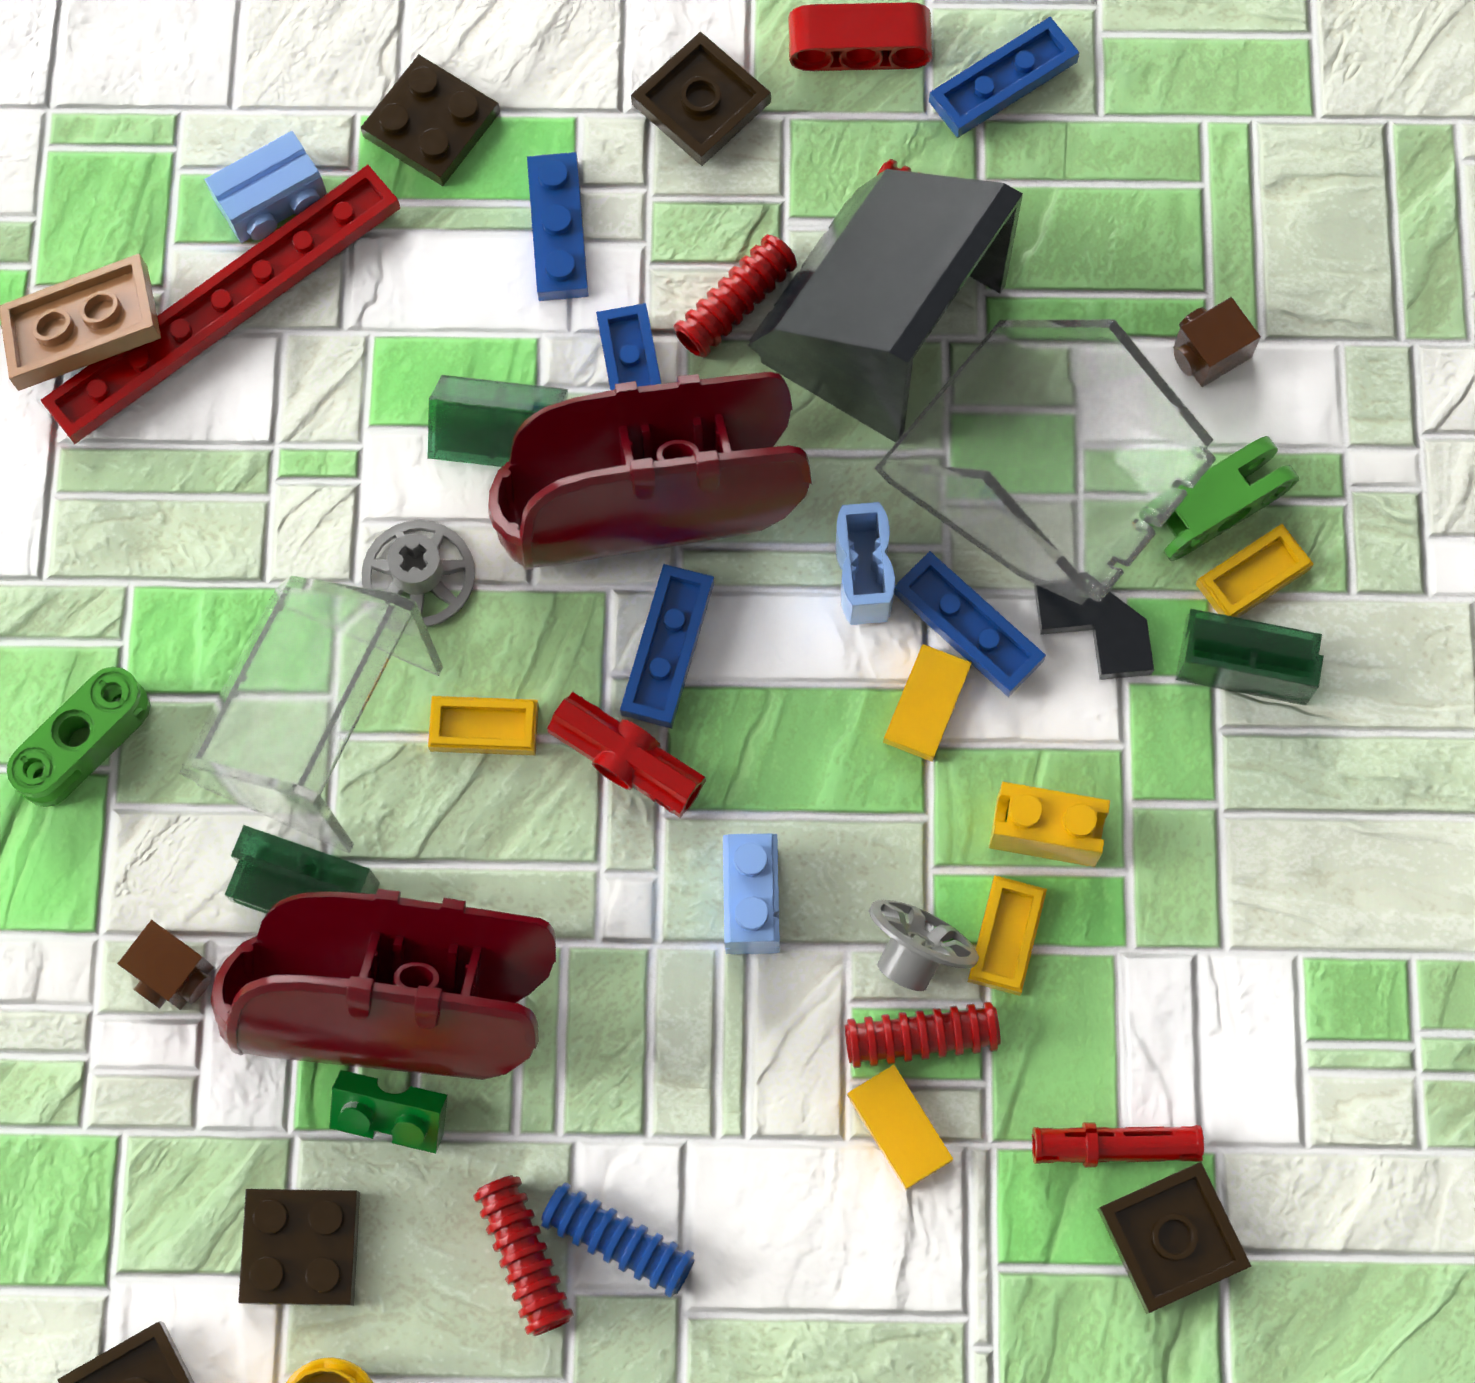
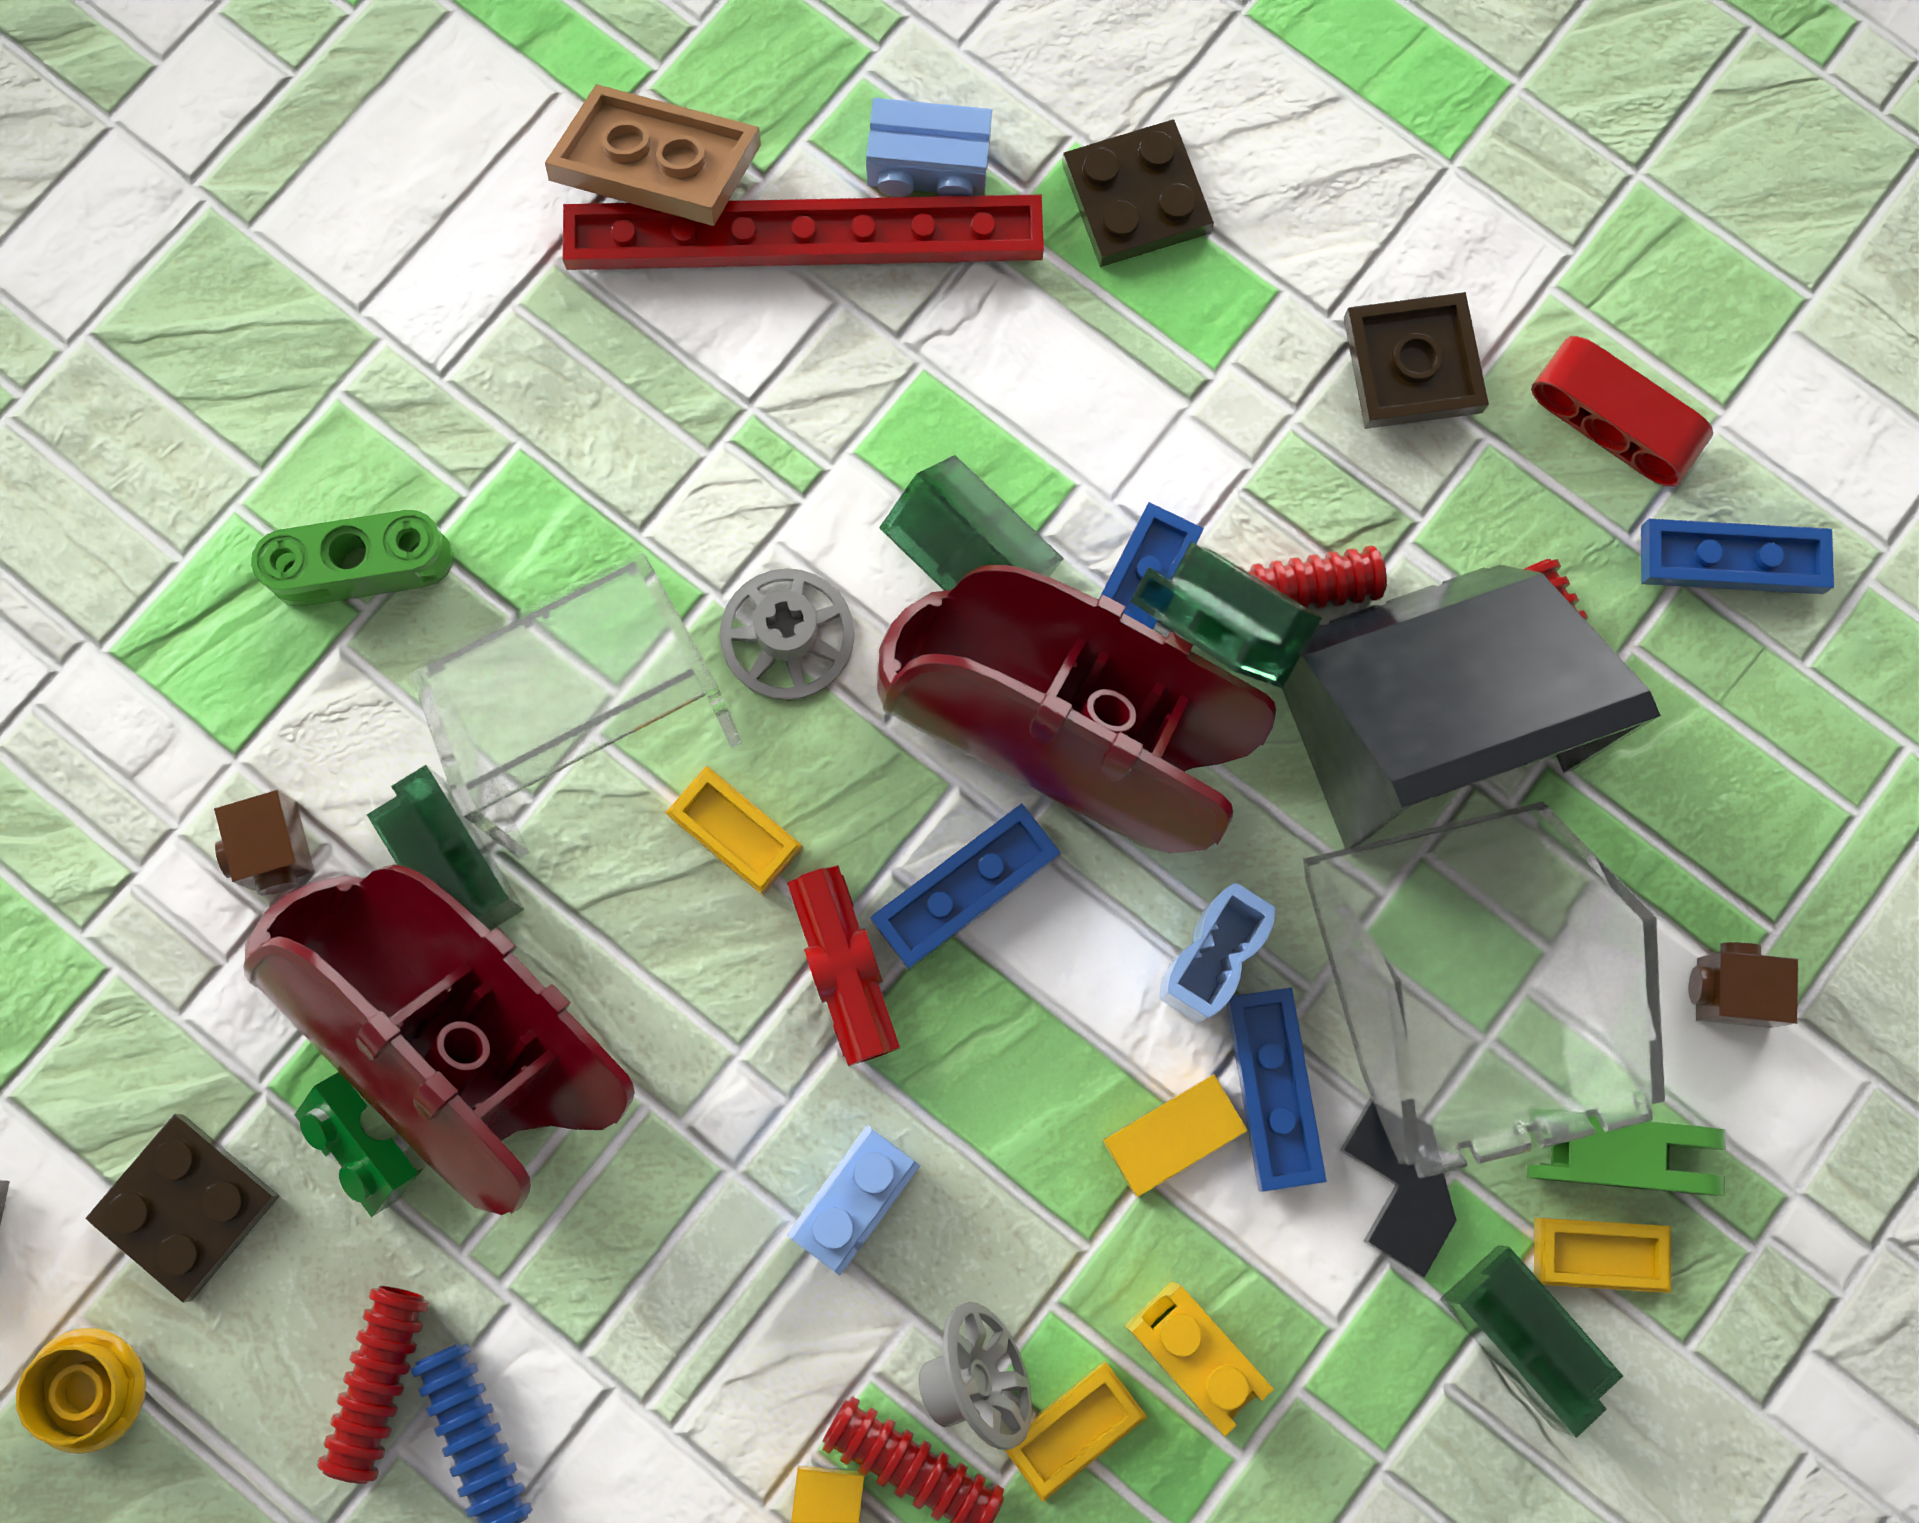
camera: 30 degrees right, 5 degrees up
(557, 226) = (1178, 387): blue plate -> none
(706, 338) = (1229, 614): none -> clear green piece

